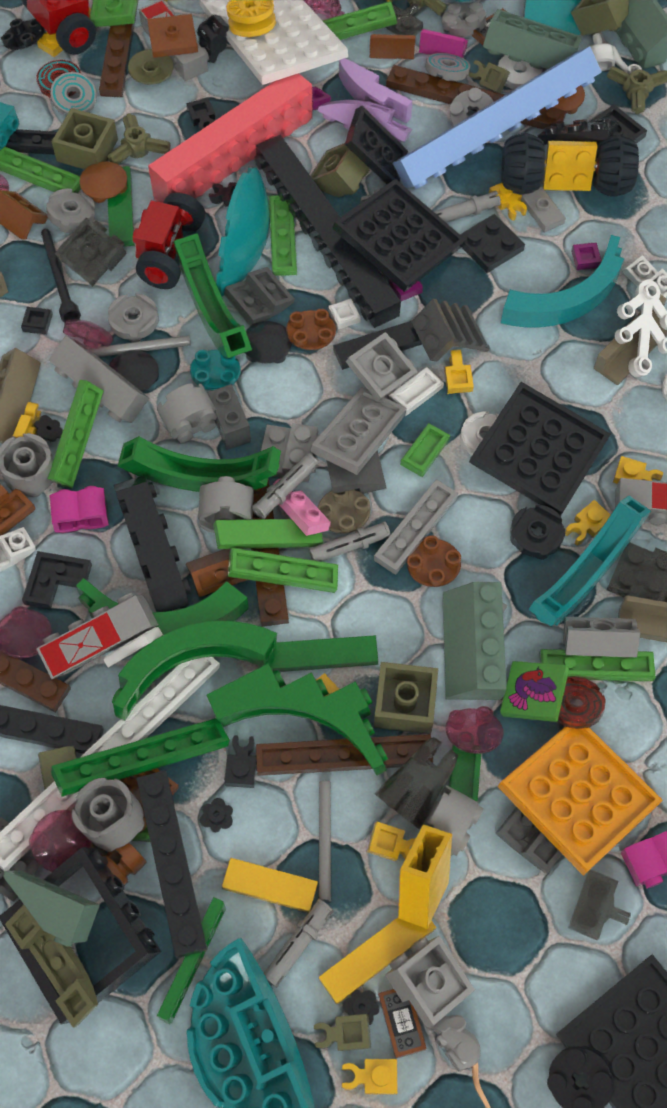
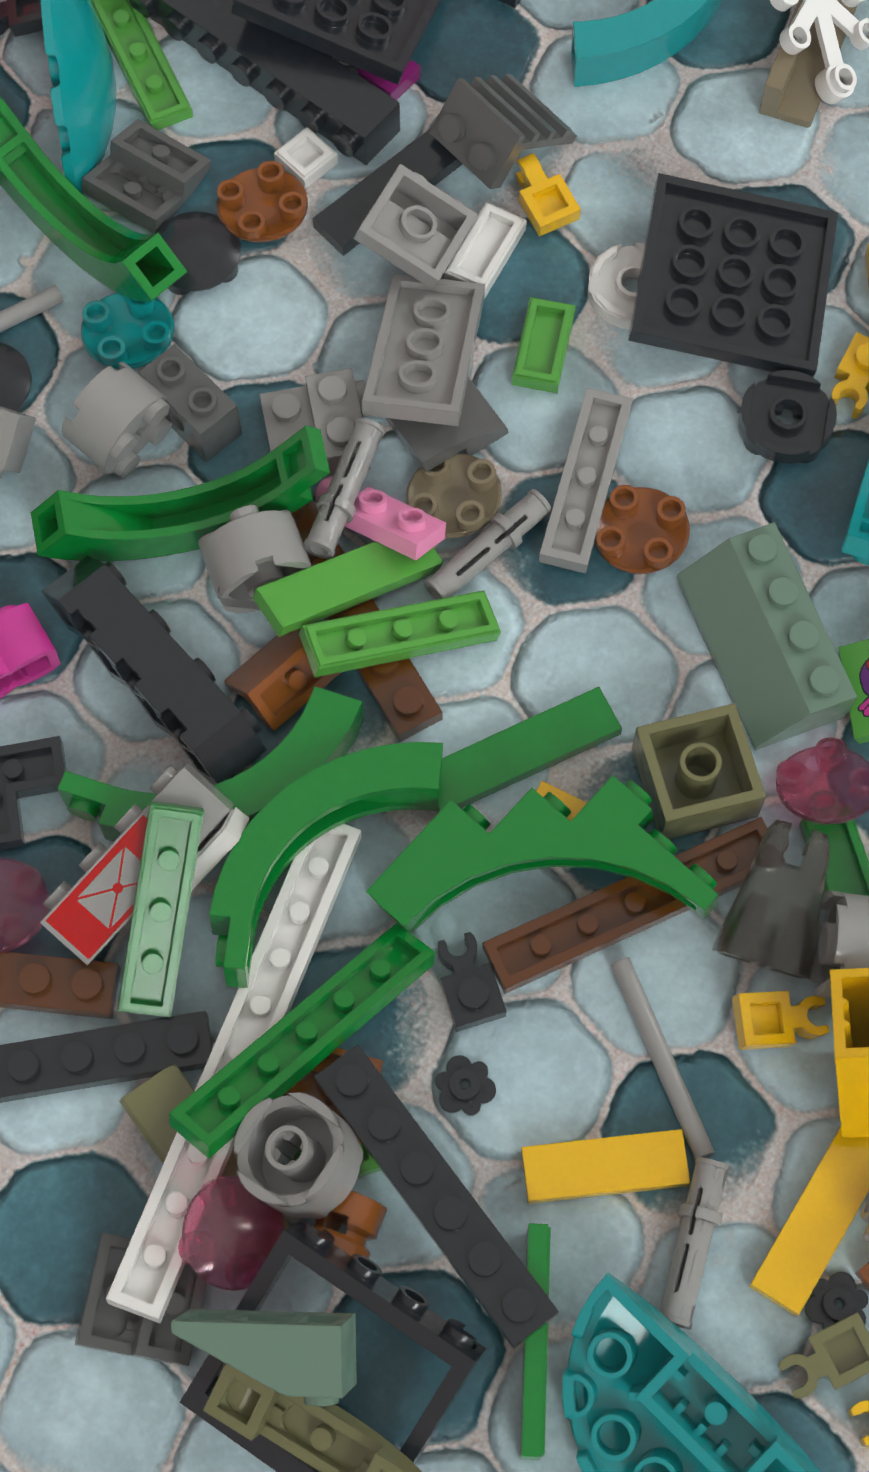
camera: 20 degrees left, 5 degrees up
(97, 664) = (160, 909): none -> tile

